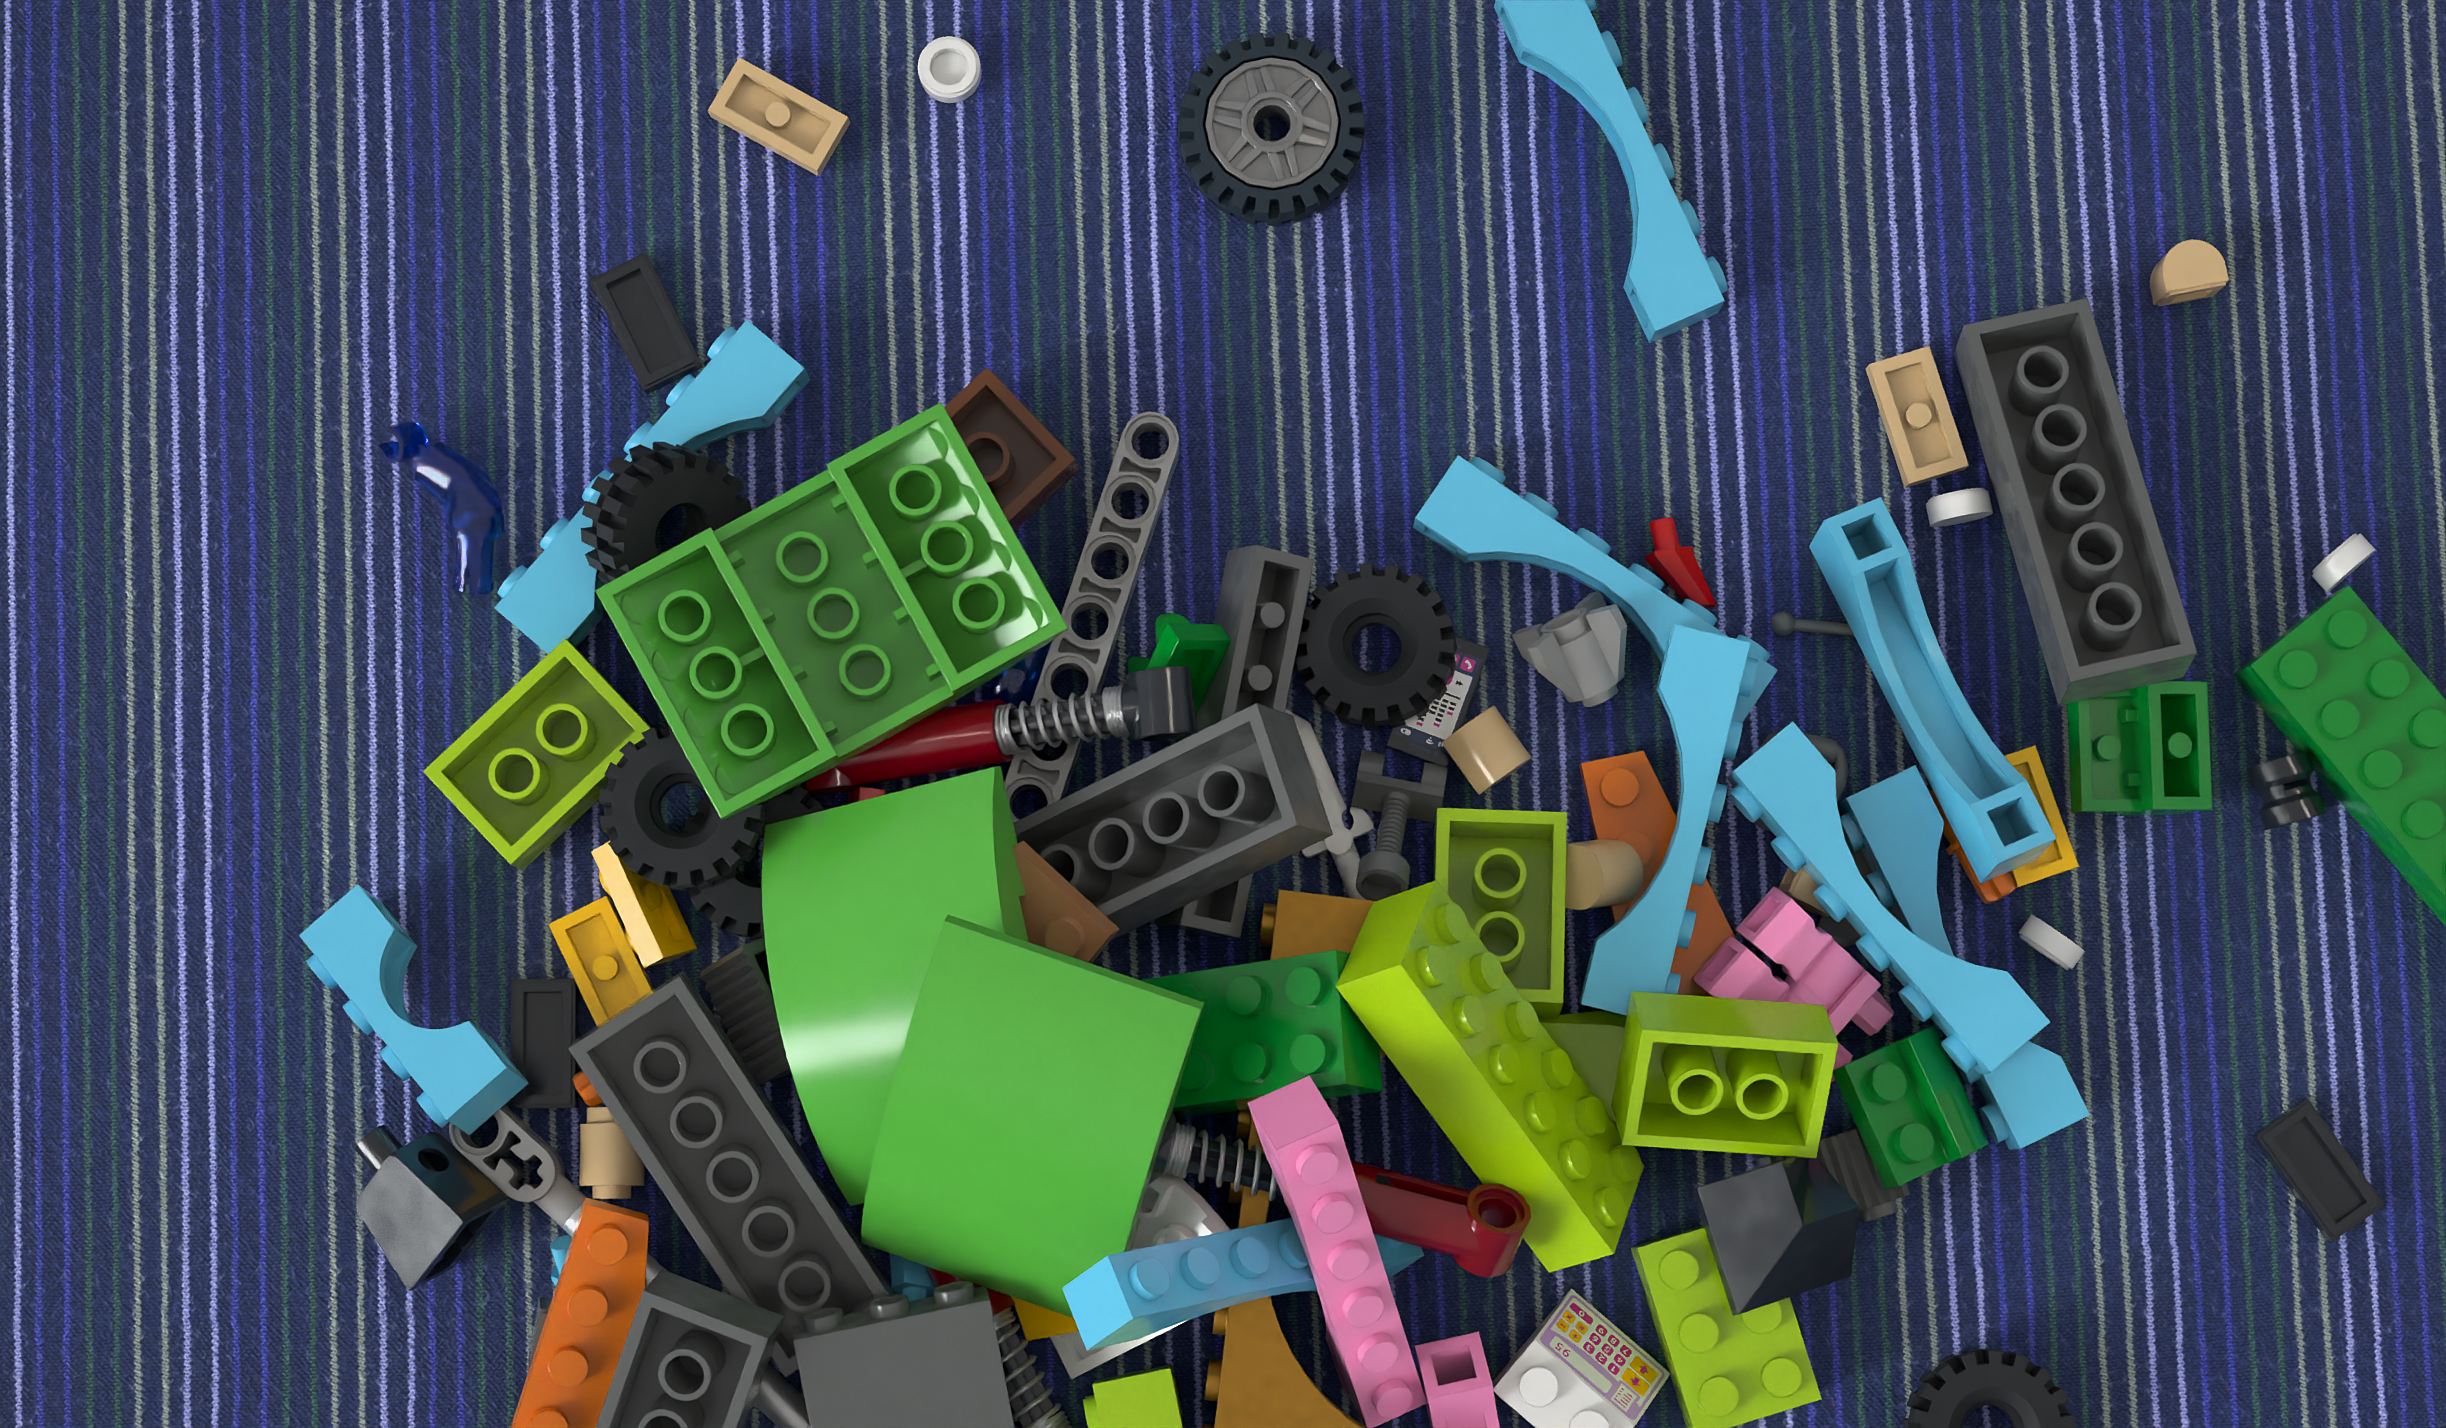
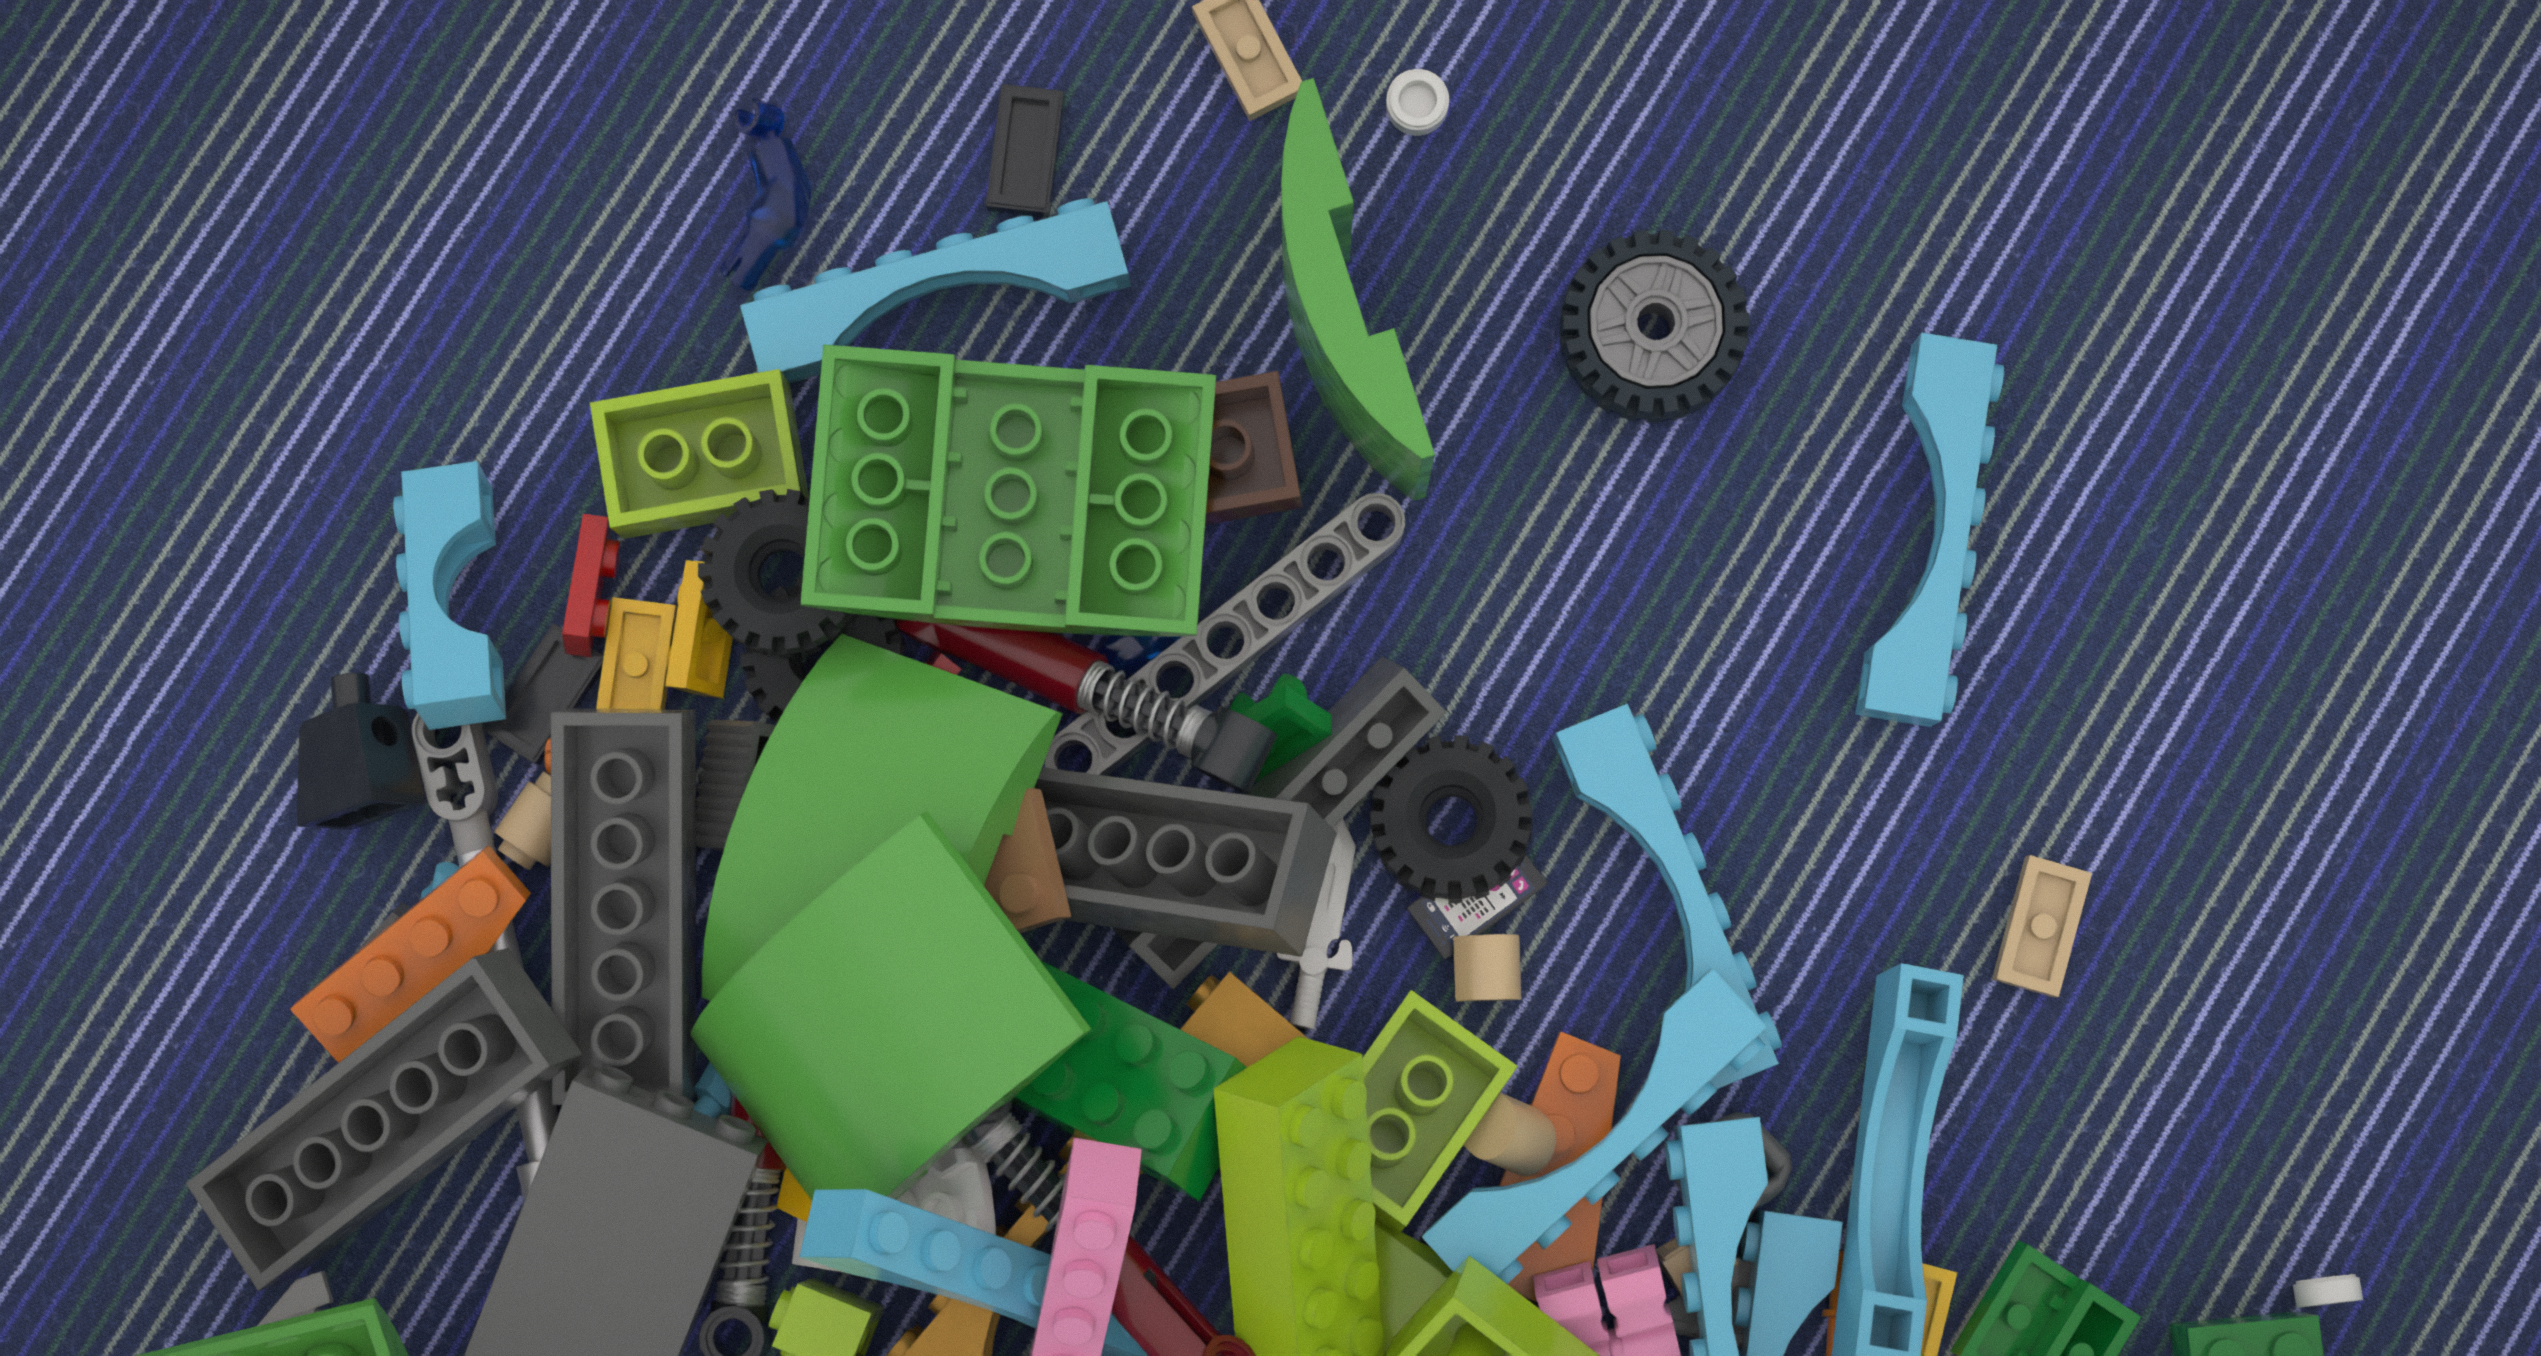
camera: 35 degrees right, 0 degrees up
(513, 902) = (586, 612): none -> red plate
(643, 492) = (924, 290): black tyre -> none
(1055, 329) = (1355, 374): none -> bright green slope
(1384, 870) = (1329, 1015): dark grey bar -> none
(1579, 650) = (1621, 935): light grey brick -> none
(1678, 564) = (1754, 917): red bar -> none
(1784, 624) = (1812, 1027): dark grey hinge -> none
(1959, 507) = (2026, 1026): white tile -> none
(2074, 502) = (2127, 1089): dark grey brick -> none
(2188, 273) = (2357, 956): tan brick -> none

